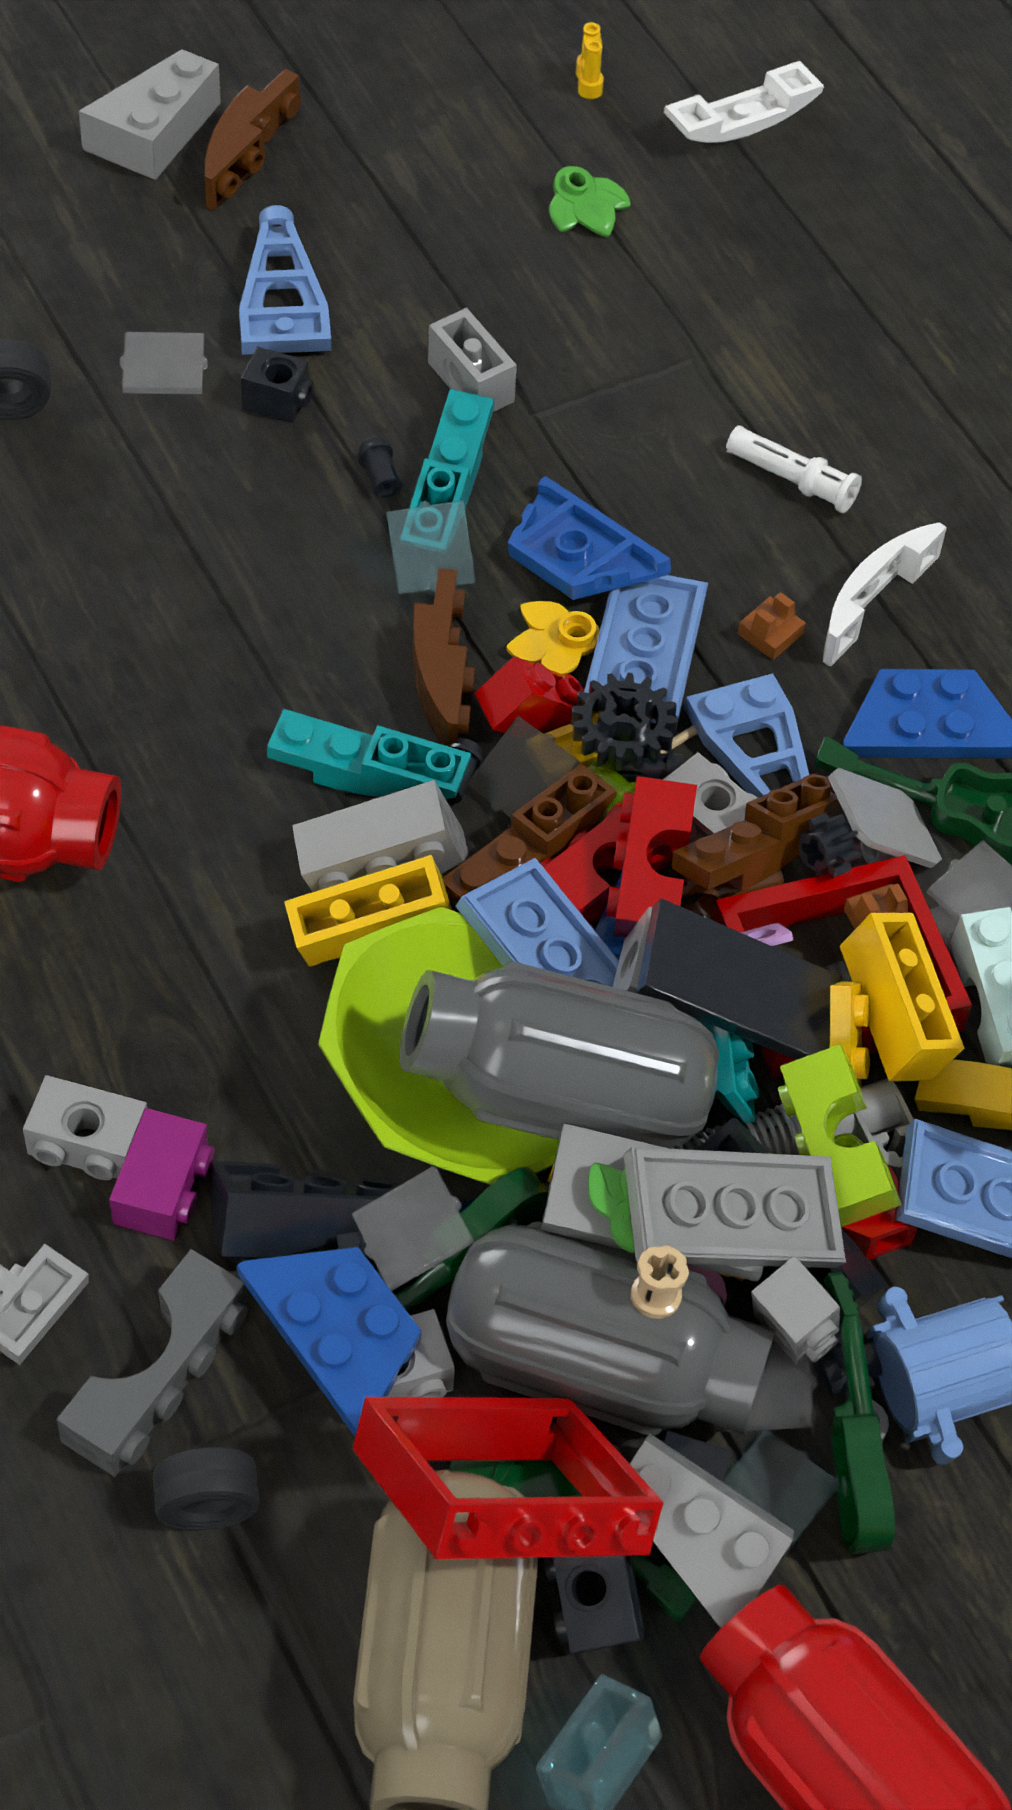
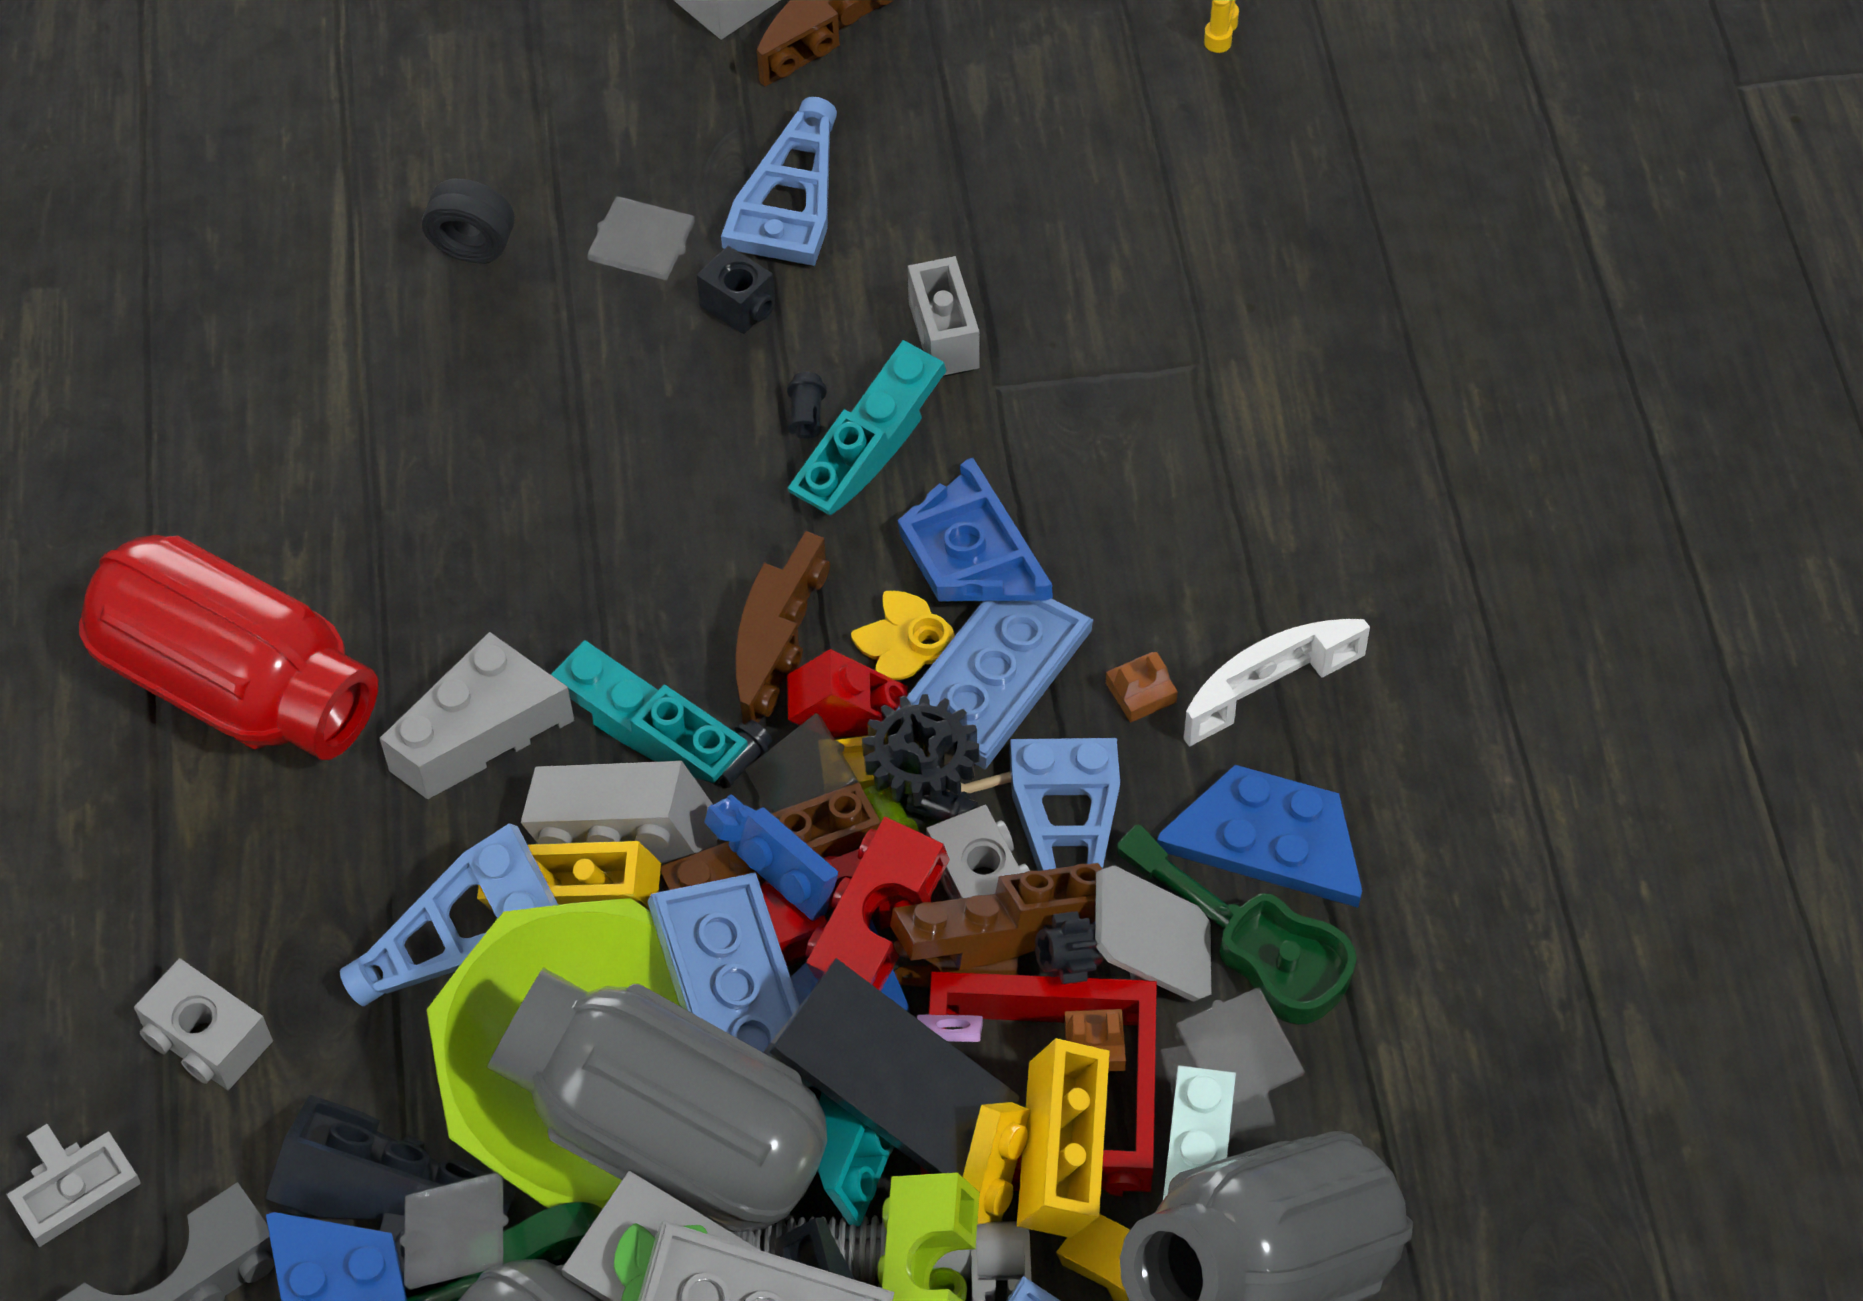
camera: 25 degrees right, 0 degrees up
(160, 1175) = (252, 1094): magenta brick -> none
(212, 798) = (472, 715): none -> light grey wedge
(310, 911) = (509, 881): none -> medium blue plate
(429, 540) = (813, 499): clear light blue piece -> none
(548, 837) = (775, 854): none -> blue hinge
(590, 204) = (1153, 170): bright green plate -> none
(748, 112) = (1372, 105): white slope -> none
(811, 475) = (1257, 529): white pin -> none

